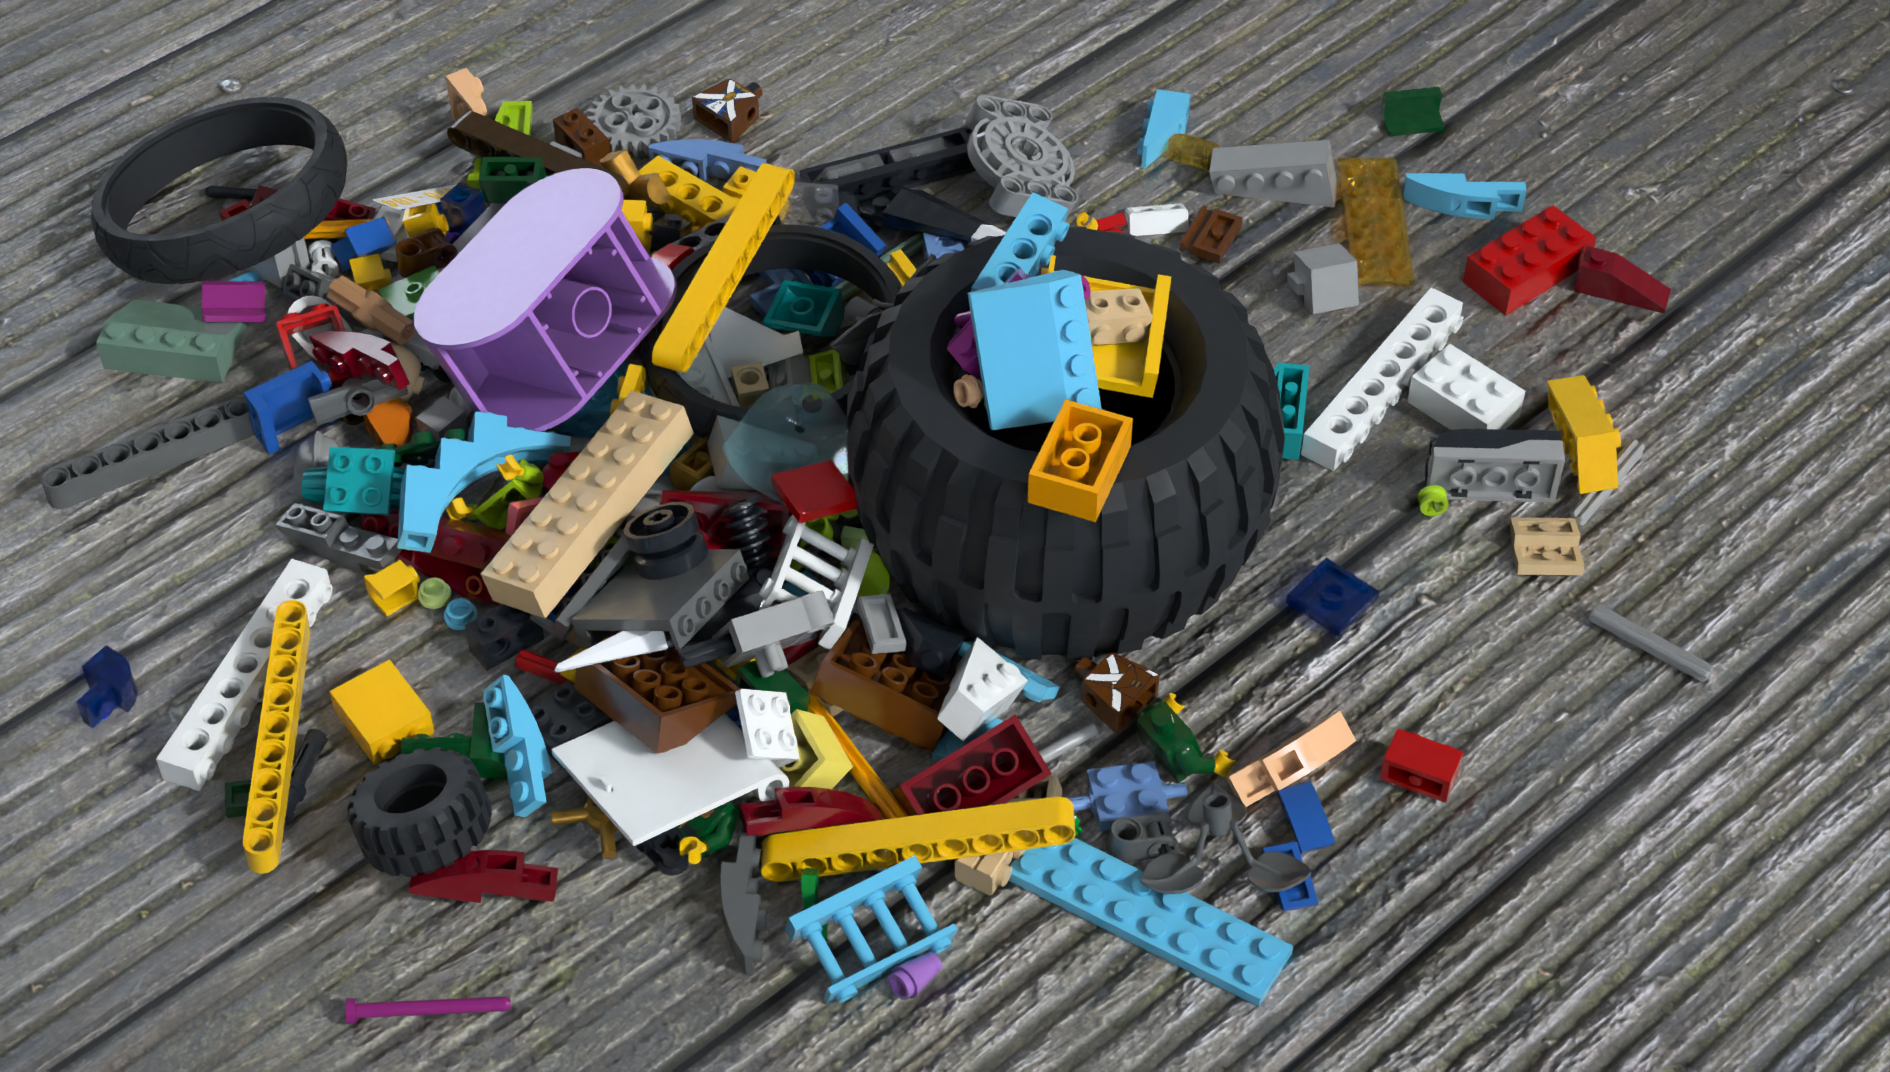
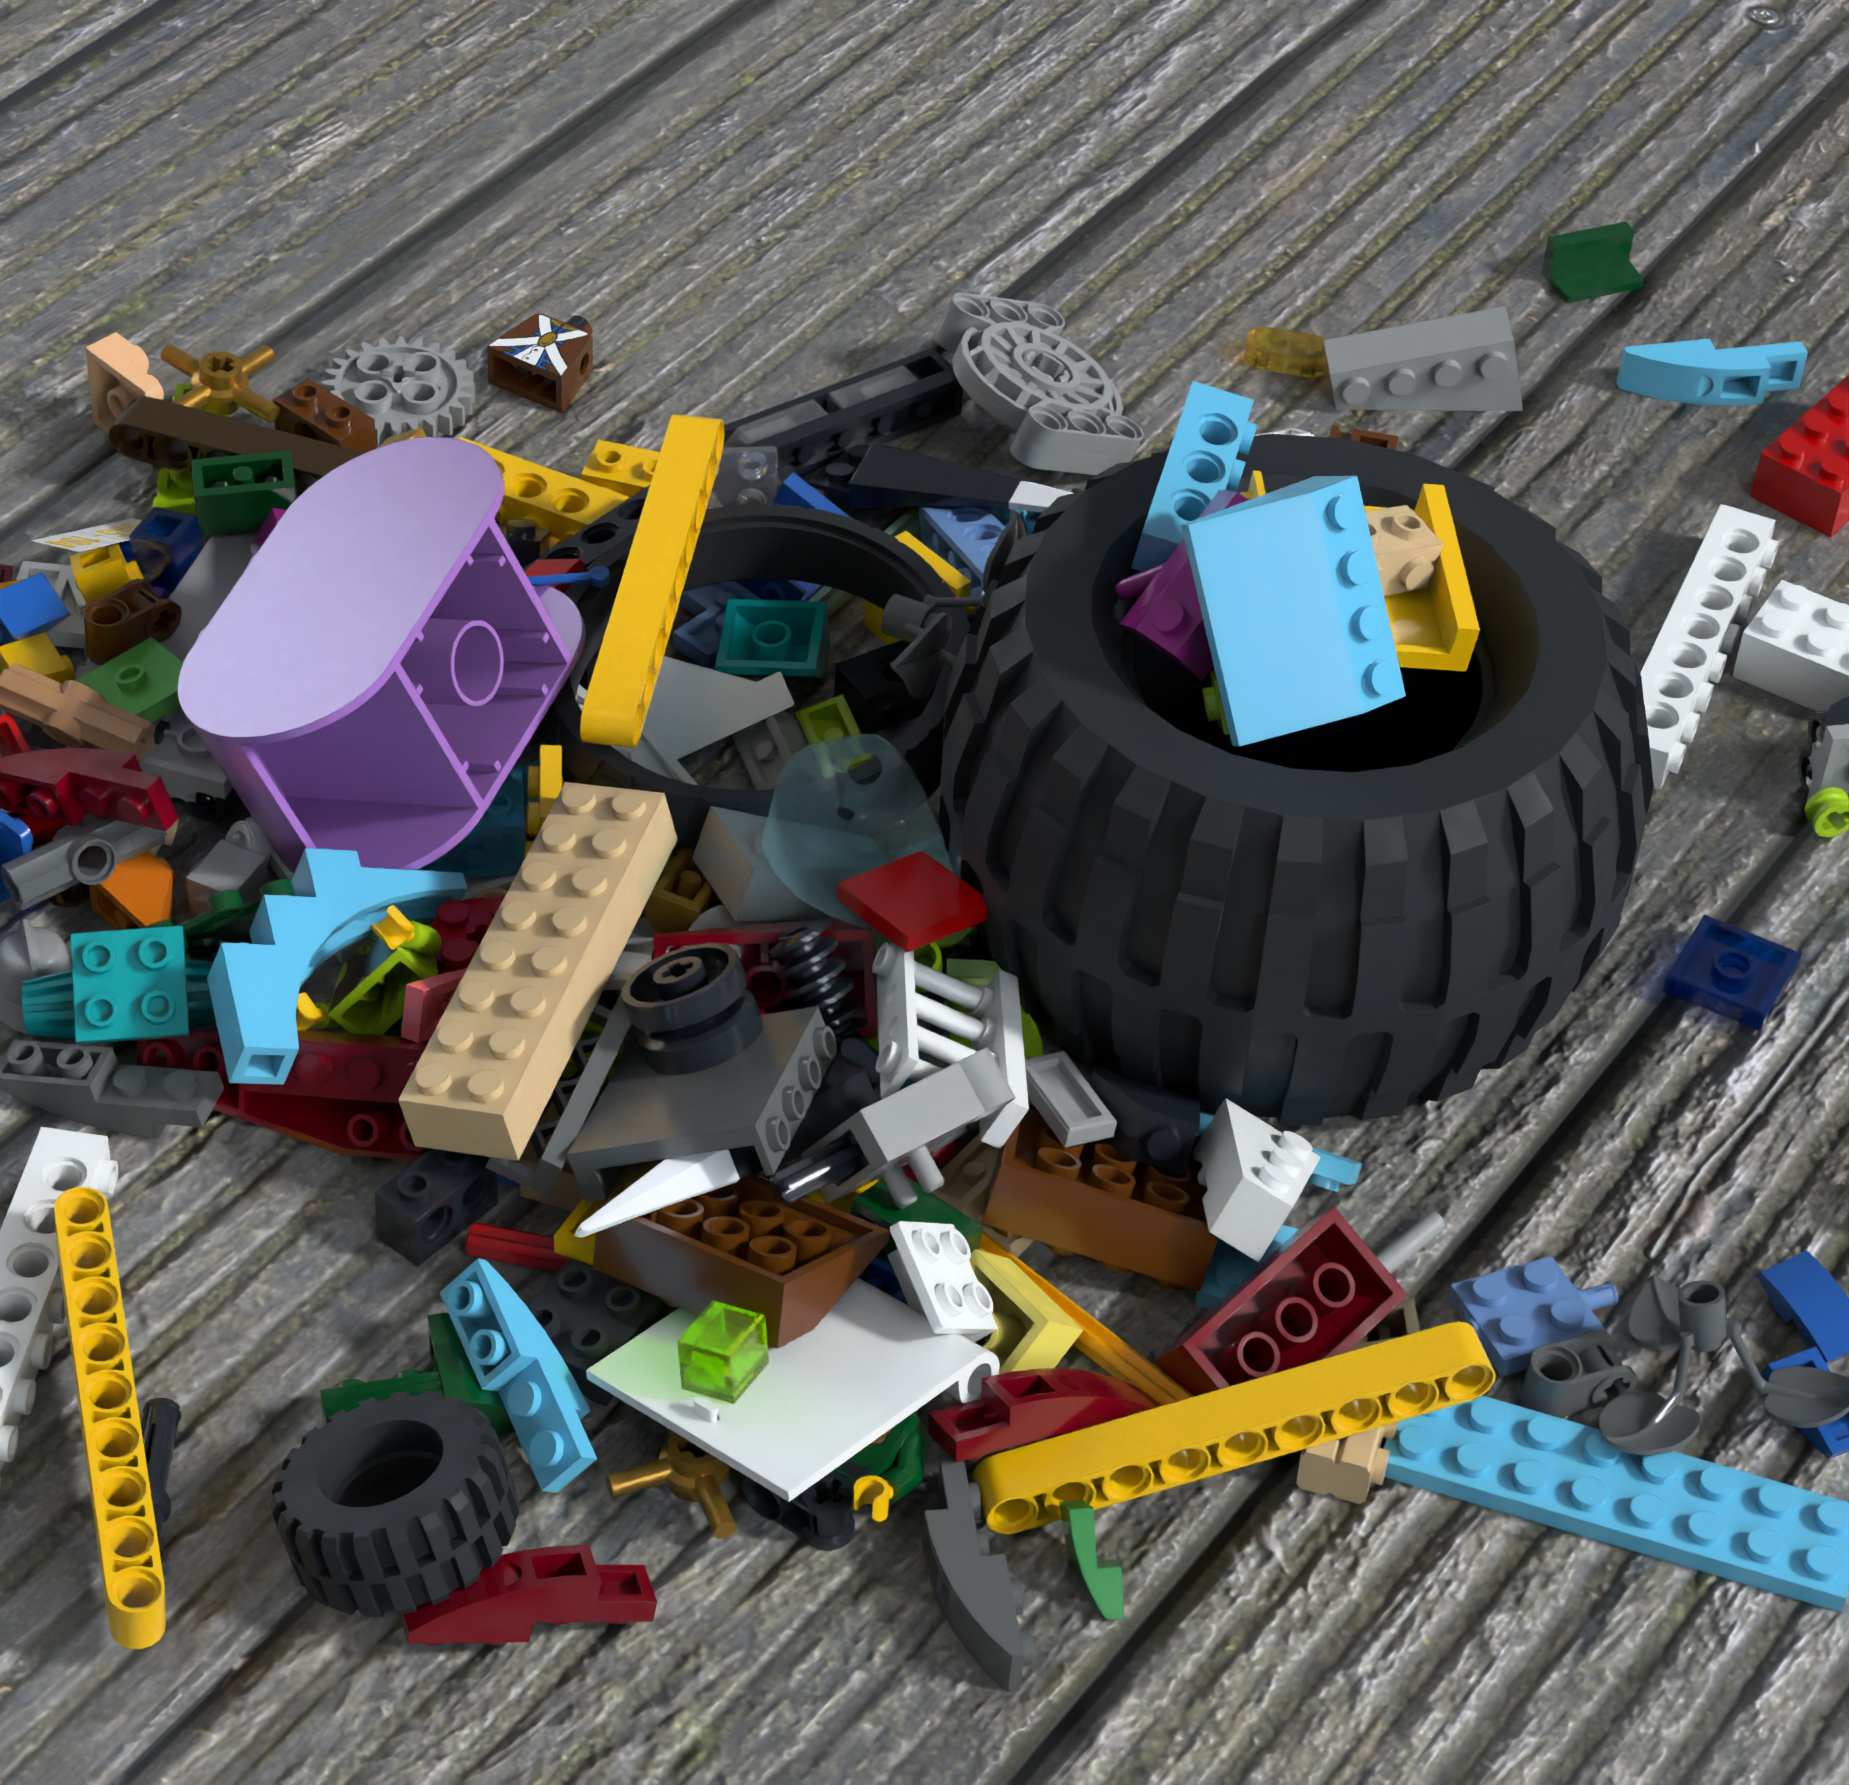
camera: 15 degrees left, 5 degrees down
(237, 798) = (61, 1531): dark green tile -> none
(381, 711) = (264, 1354): yellow brick -> none
(393, 587) = (221, 1153): yellow window -> none
(434, 593) = (294, 1154): yellowish green plate -> none
(459, 613) = (348, 1181): medium azure plate -> none
(526, 104) = (222, 381): none -> pearl gold bar
(624, 751) = (723, 1352): none -> clear neon green brick
(695, 260) = (598, 577): none -> blue hinge
(705, 157) = (540, 433): medium blue slope -> none
(749, 383) = (719, 761): tan brick -> none
(871, 894) = (1190, 1526): medium azure fence -> none
(912, 976) = (1289, 1648): medium lavender cone -> none
(968, 391) = (1181, 692): light nougat plate -> none
(1080, 460) = (1411, 770): light orange brick -> none
(1116, 688) = (1453, 1153): reddish brown torso -> none
(1167, 117) = (1230, 308): medium azure slope -> none
(1175, 743) = (1578, 1219): dark green torso -> none
(1291, 759) = (1767, 1221): light nougat slope -> none
(1325, 278) = (1568, 497): light grey plate -> none
(1375, 220) = (1593, 425): clear yellow plate -> none

